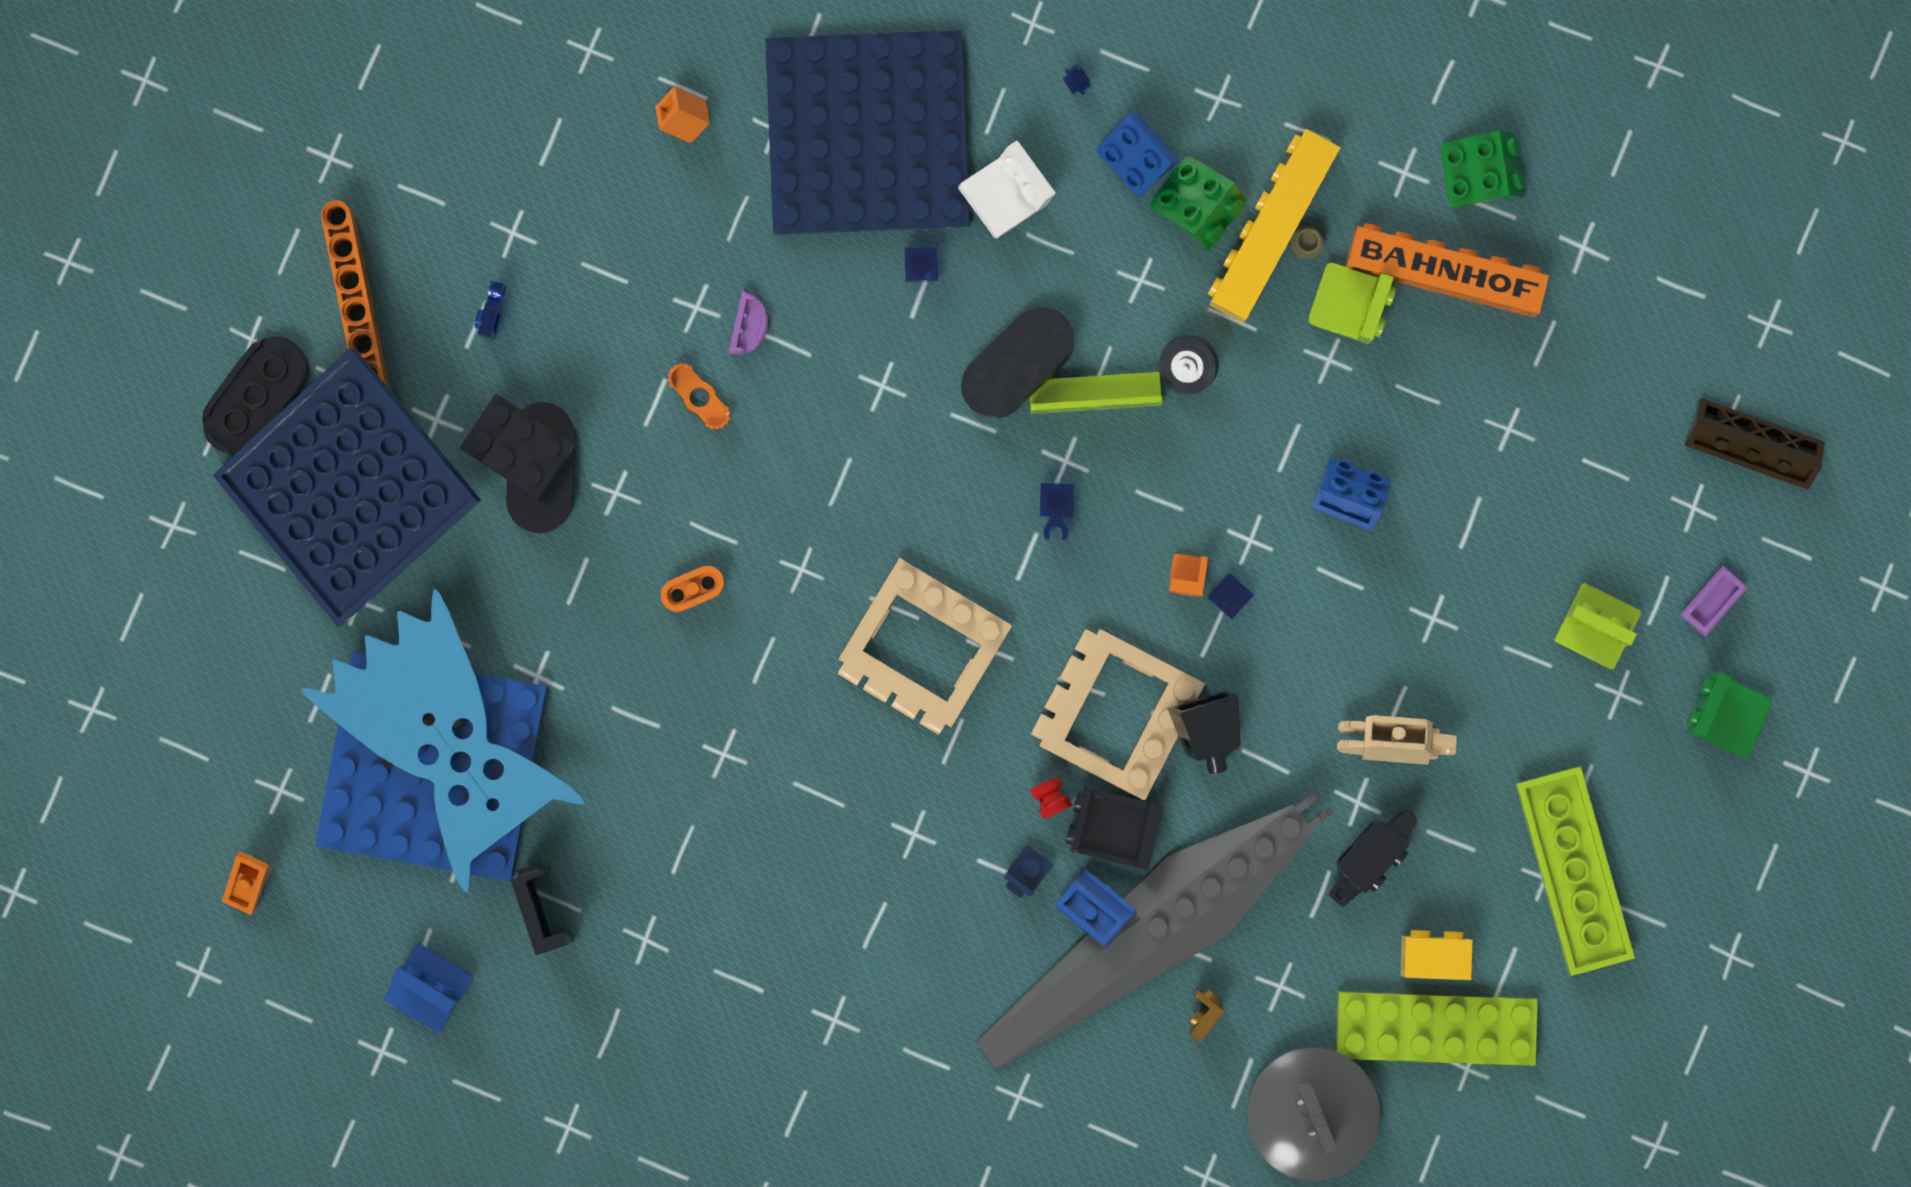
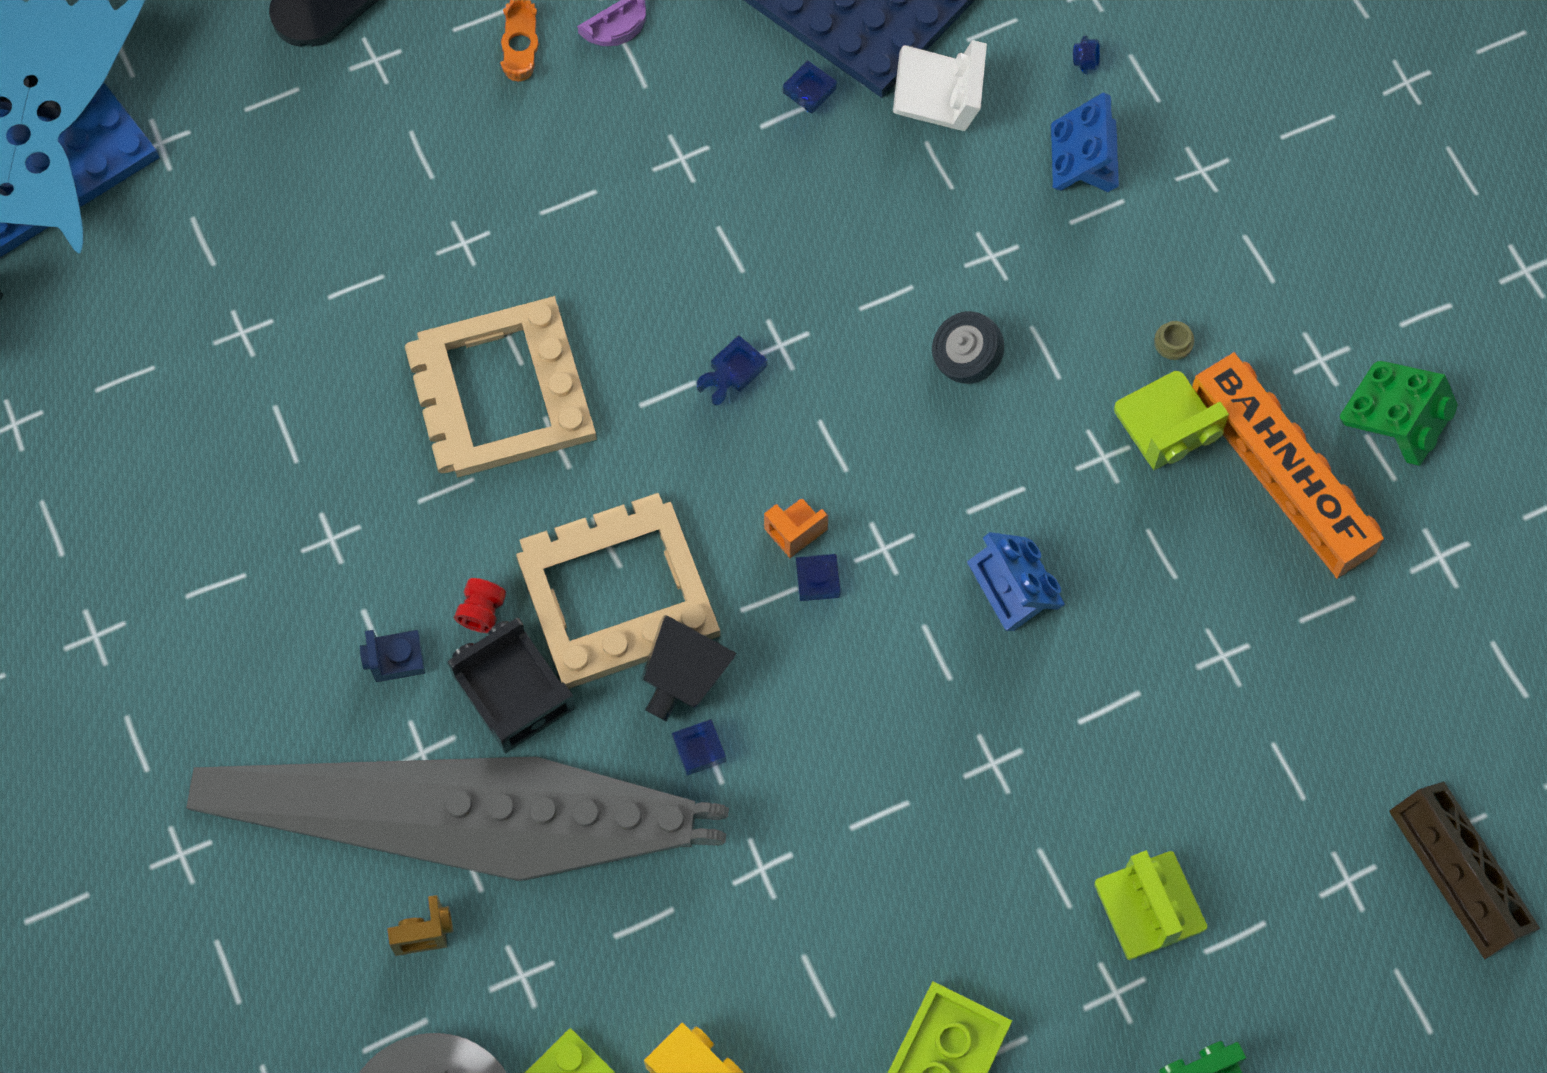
camera: 45 degrees right, 20 degrees down
(692, 588) = (358, 176): orange plate -> none
(1018, 363) = (816, 226): black tile -> none
(1095, 908) = (420, 738): blue plate -> none
(1097, 393) = (859, 308): lime panel -> none
(1199, 201) = (1106, 232): green bracket -> none
(1259, 766) = (699, 747): none -> clear blue plate
(1274, 226) = (1146, 301): yellow brick -> none
(1370, 856) = (725, 924): black hinge -> none
(1396, 740) = (851, 832): tan hinge -> none
(1714, 601) = (1292, 983): medium lavender tile -> none

